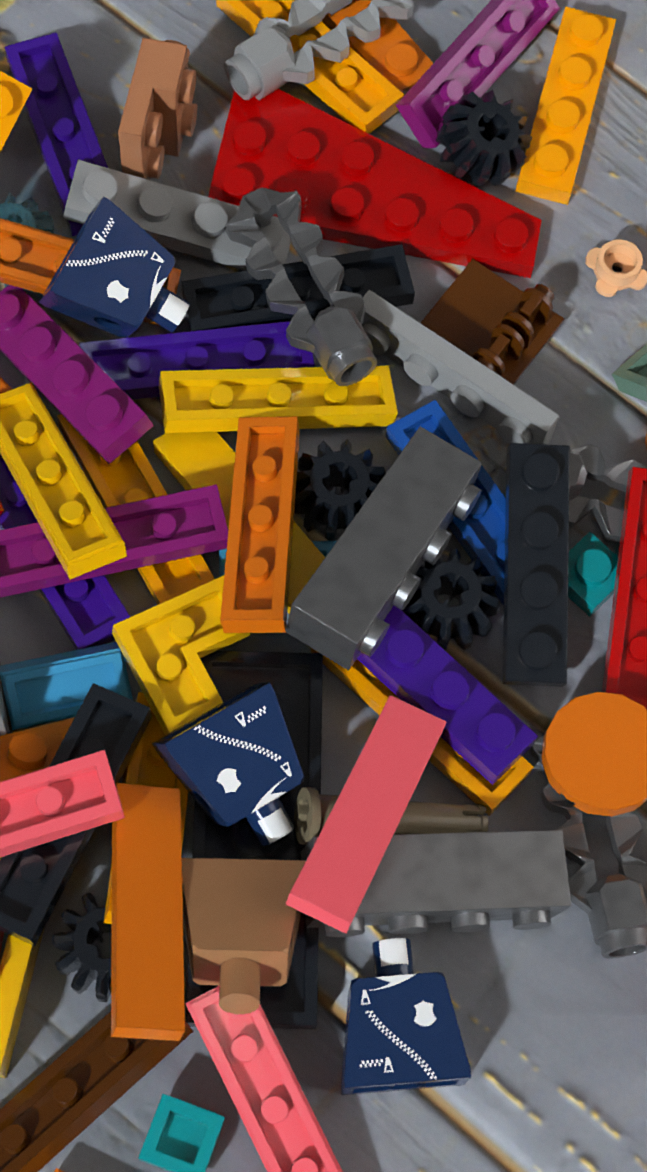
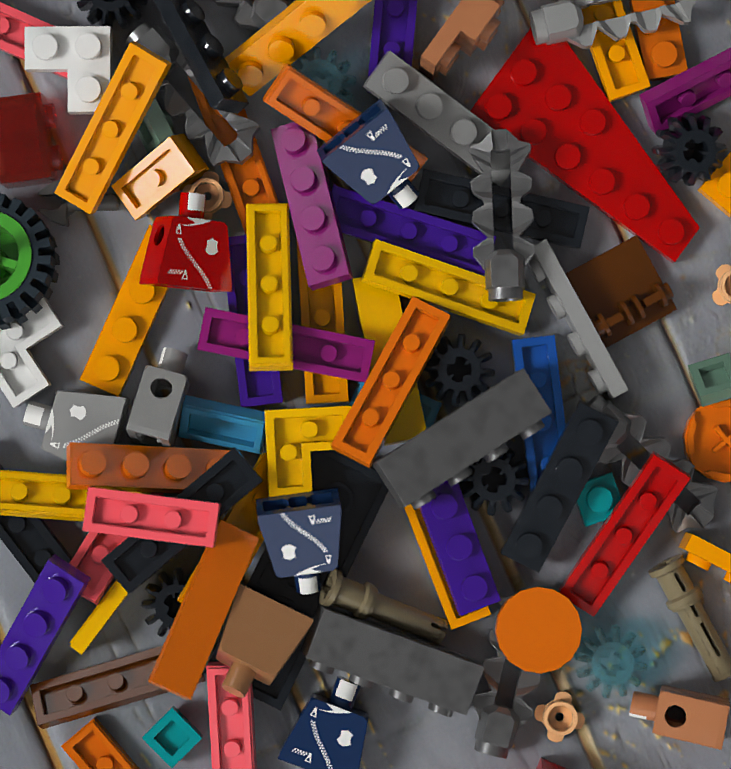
camera: 35 degrees right, 20 degrees up
(366, 815) = (365, 608): coral tile -> none

